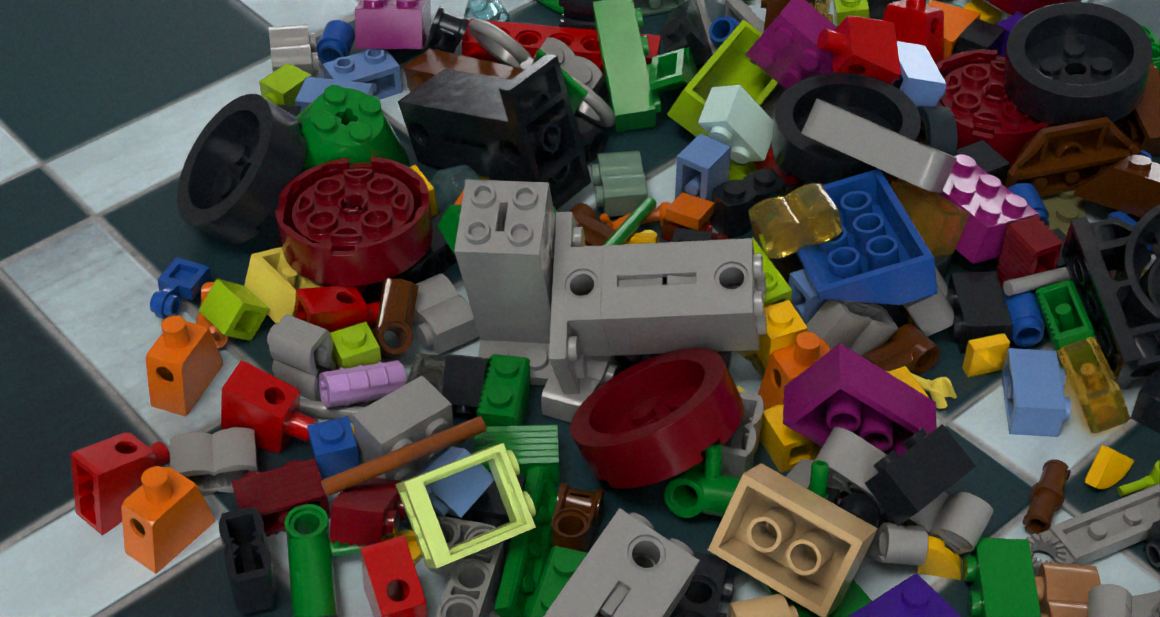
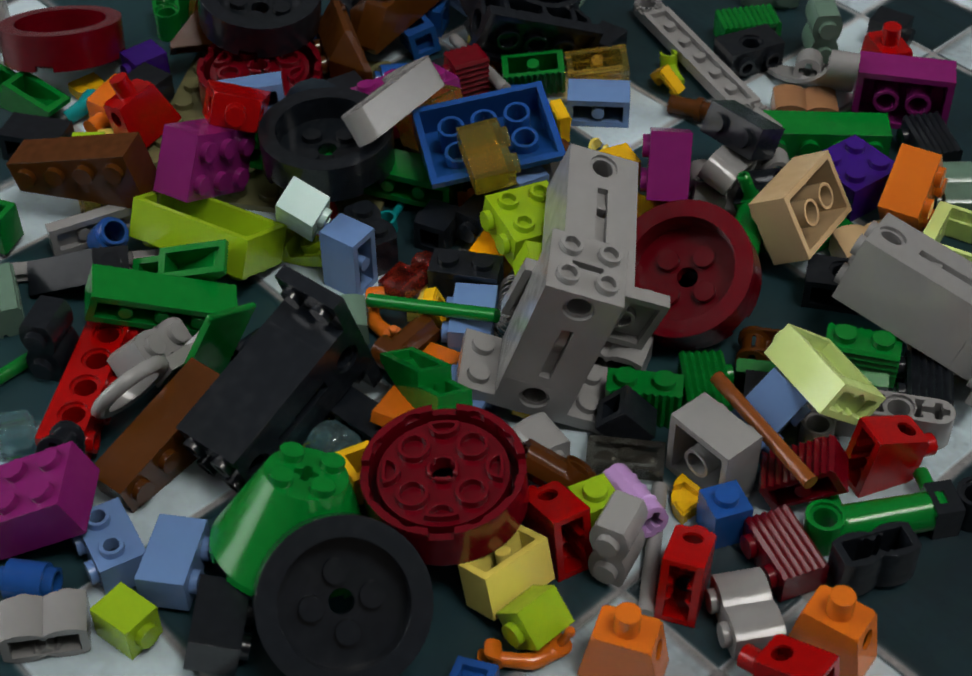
camera: 90 degrees left, 0 degrees up
(689, 211) = (388, 270): orange tile -> none

